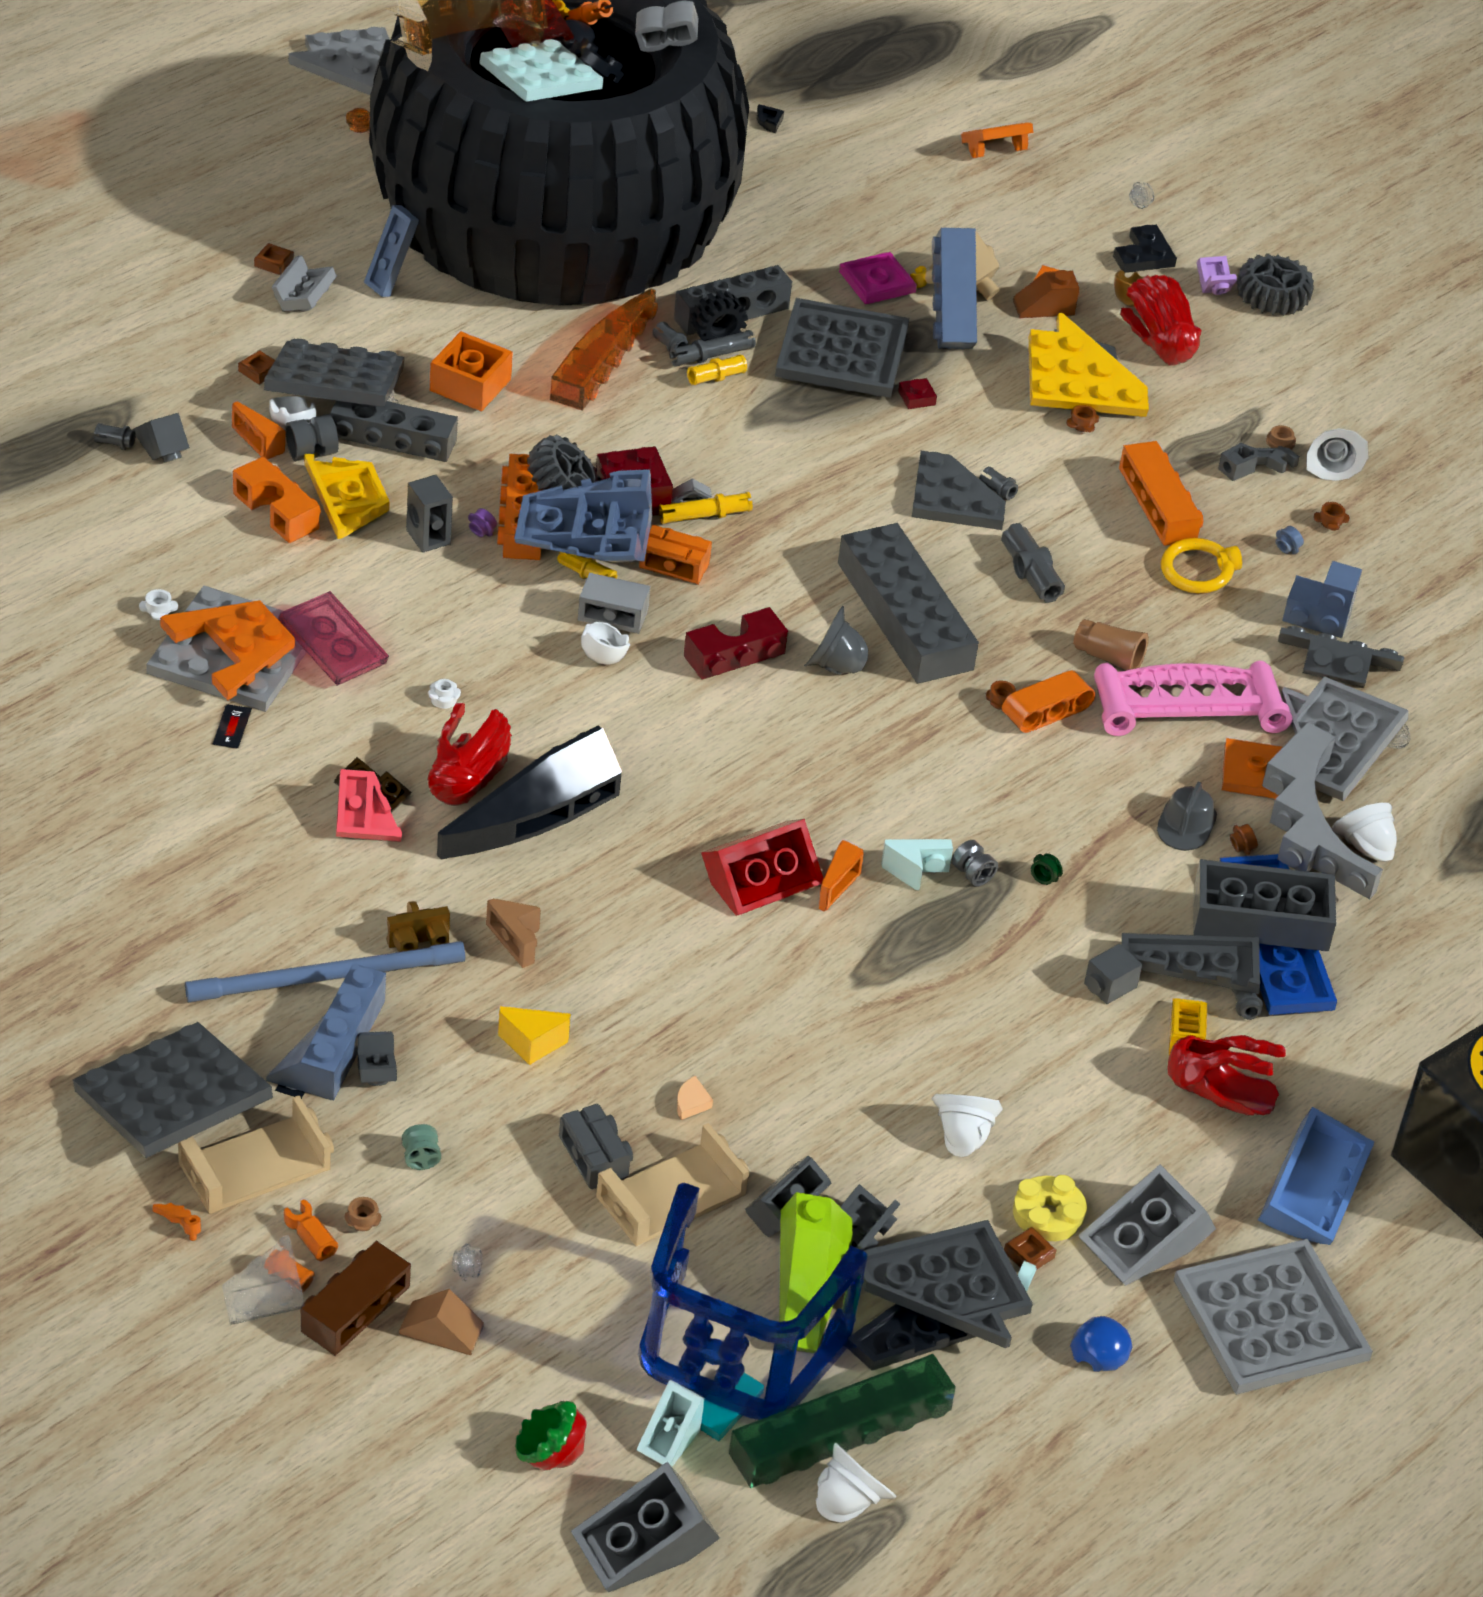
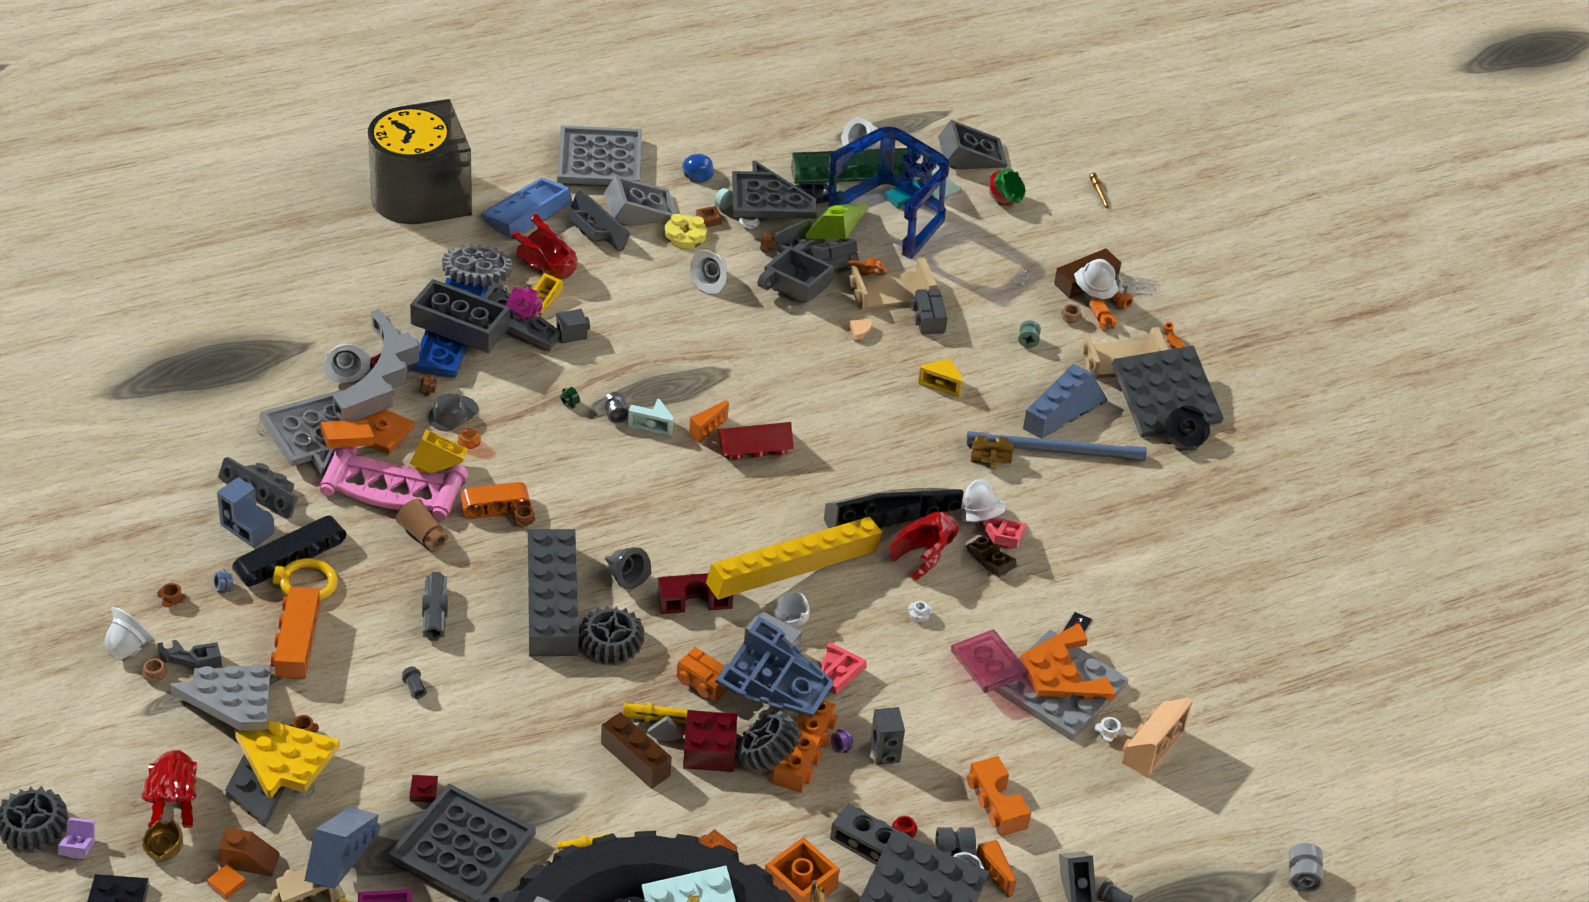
camera: 160 degrees left, 0 degrees up
(96, 588) = (1157, 736): none -> light nougat slope
(129, 1029) = (1178, 436): none -> black plate
(333, 1249) = (1097, 279): none -> white piece
(348, 492) = (938, 793): yellow wing -> none
(376, 452) = (906, 825): none -> red plate
(376, 1057) = (1041, 380): dark grey bracket -> none
(390, 1534) = (1097, 184): none -> pearl gold piece
(405, 840) = (980, 502): none -> white piece
(443, 1321) = (1045, 256): medium nougat slope -> none
(515, 928) = (930, 437): medium nougat slope -> none
(519, 599) = (841, 666): none -> coral wing
(637, 673) = (793, 557): none -> yellow brick
(711, 457) = (636, 750): none -> reddish brown brick
(726, 1192) = (872, 266): none -> orange plate
(809, 573) = (611, 635): none -> dark grey gear
(829, 1132) = (797, 274): none -> dark grey piece
(910, 1216) = (767, 242): none -> dark orange plate
(954, 494) = (454, 687): dark grey plate -> none
(1137, 778) = (469, 438): none -> clear orange plate
(1151, 715) = (436, 453): none -> yellow slope
(1180, 419) = (230, 694): none -> light grey wing
(1197, 1166) = (596, 221): none -> dark grey bracket
(1202, 941) = (525, 302): none -> dark pink brick
(1242, 586) = (302, 543): none -> black beam
(1281, 711) = (347, 433): none -> orange tile
(1313, 1035) = (476, 265): none -> light grey gear

